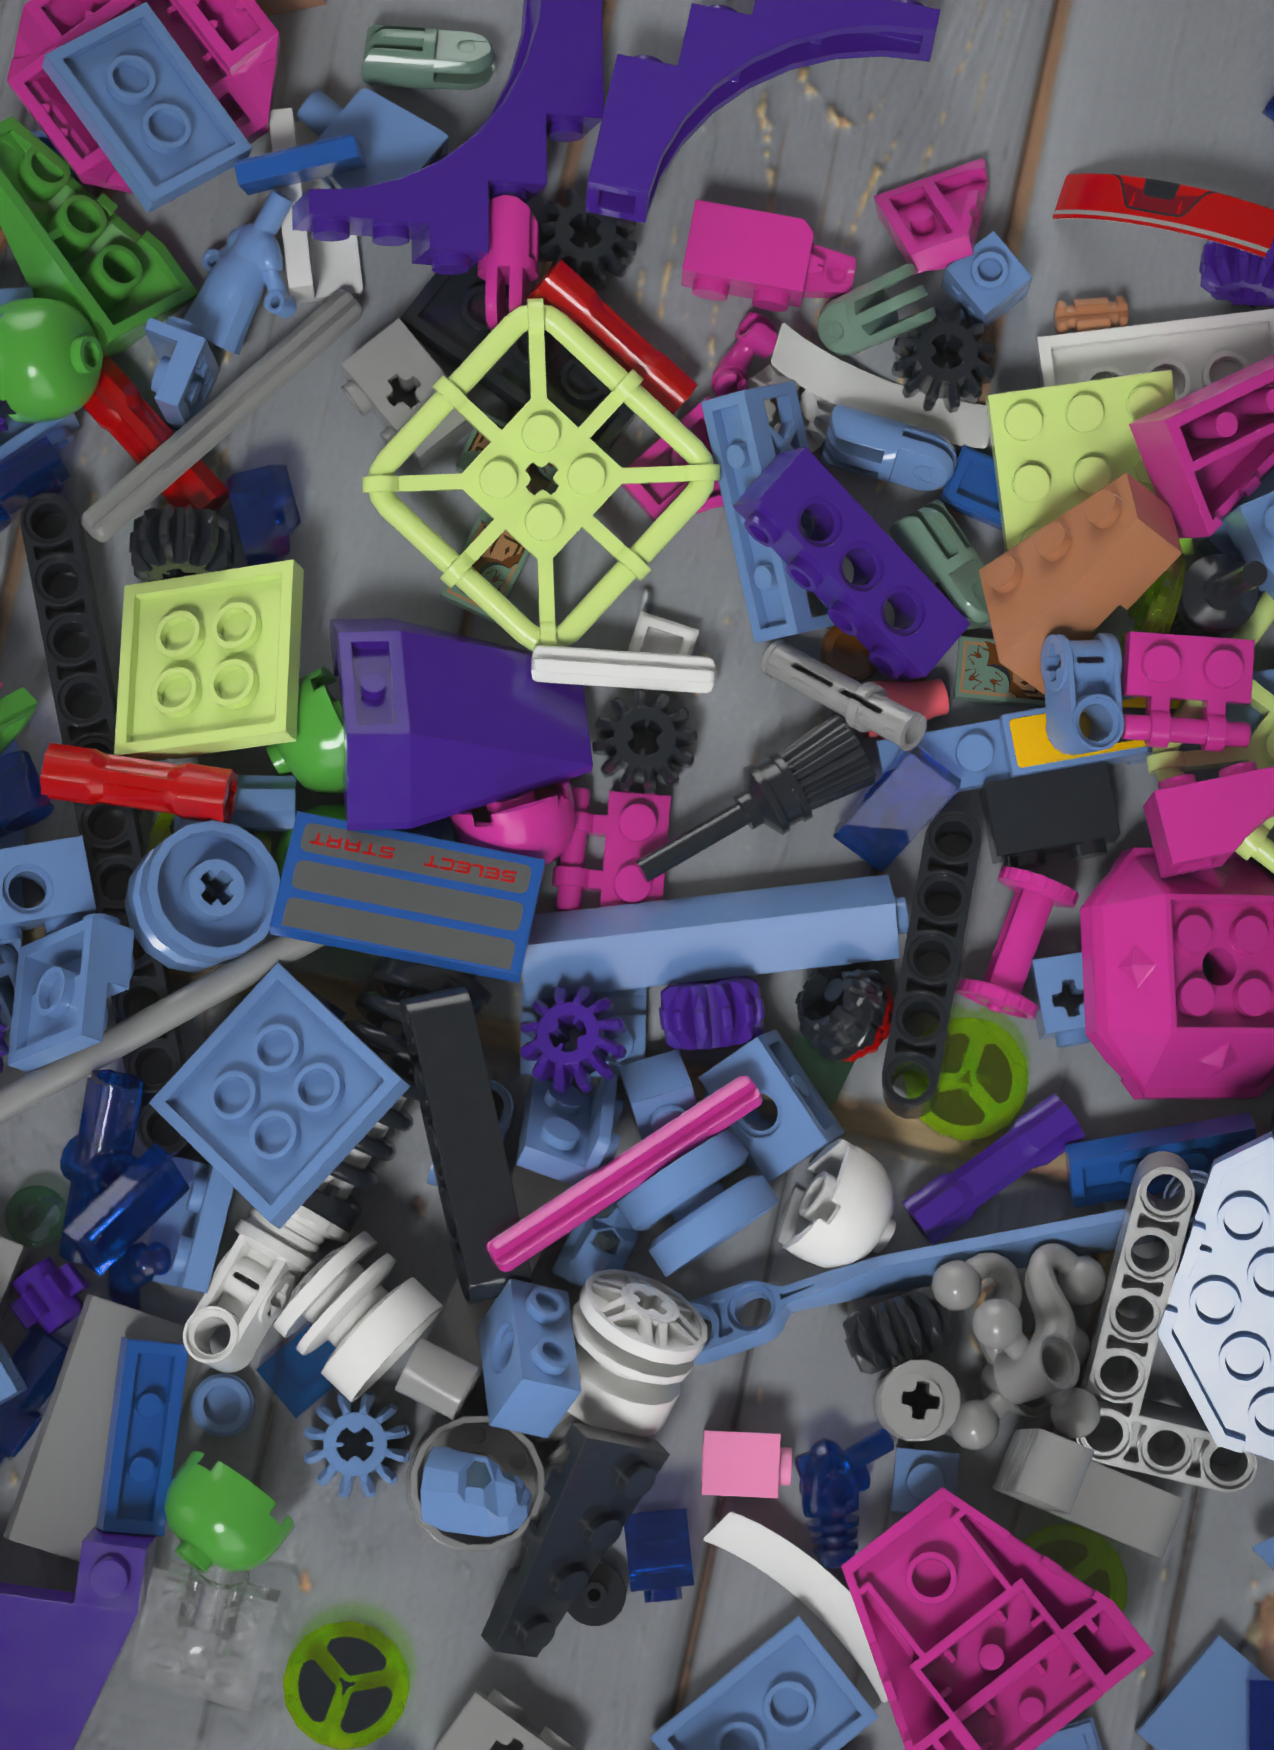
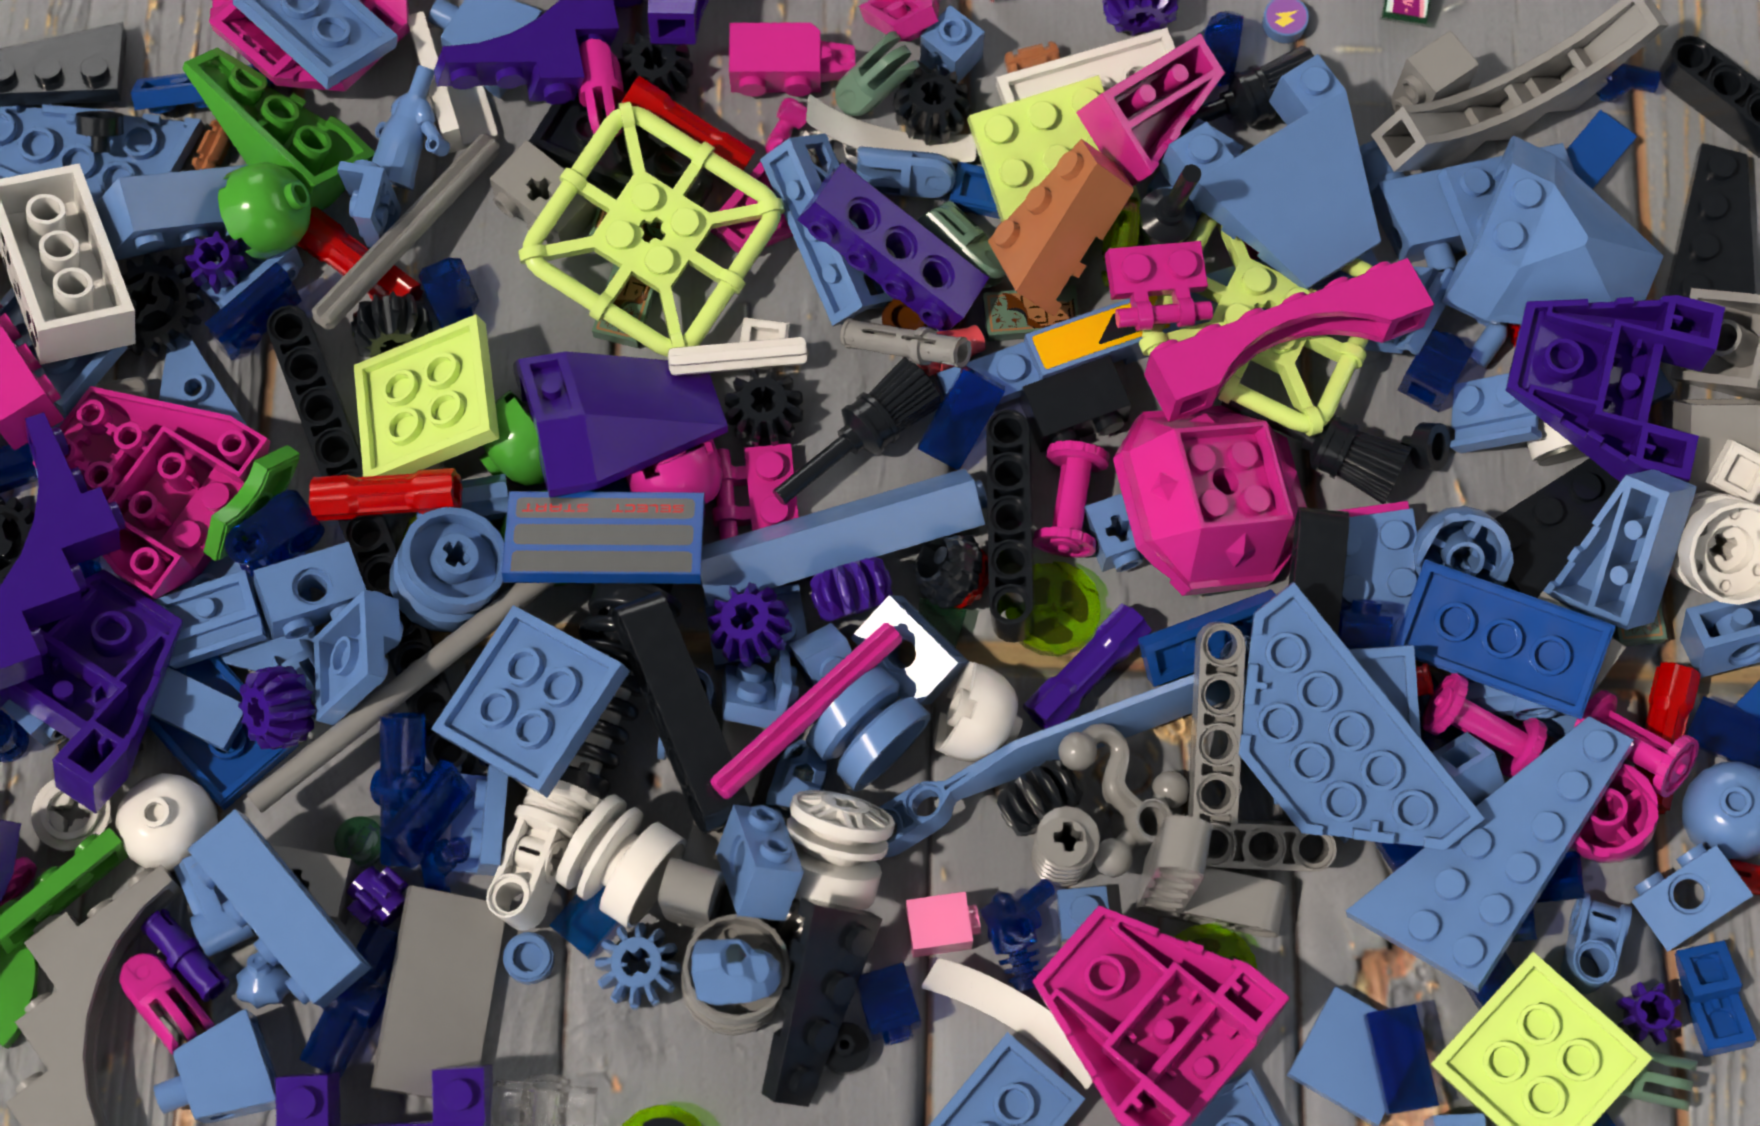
camera: 10 degrees left, 10 degrees down
(142, 1436) = (468, 988): blue plate -> none
(222, 1518) = (541, 1036): bright green cylinder -> none
(300, 164) = (426, 44): blue tile -> none
(1048, 1362) = (1160, 789): light grey piece -> none
(1082, 687) = (1078, 294): medium blue piece -> none

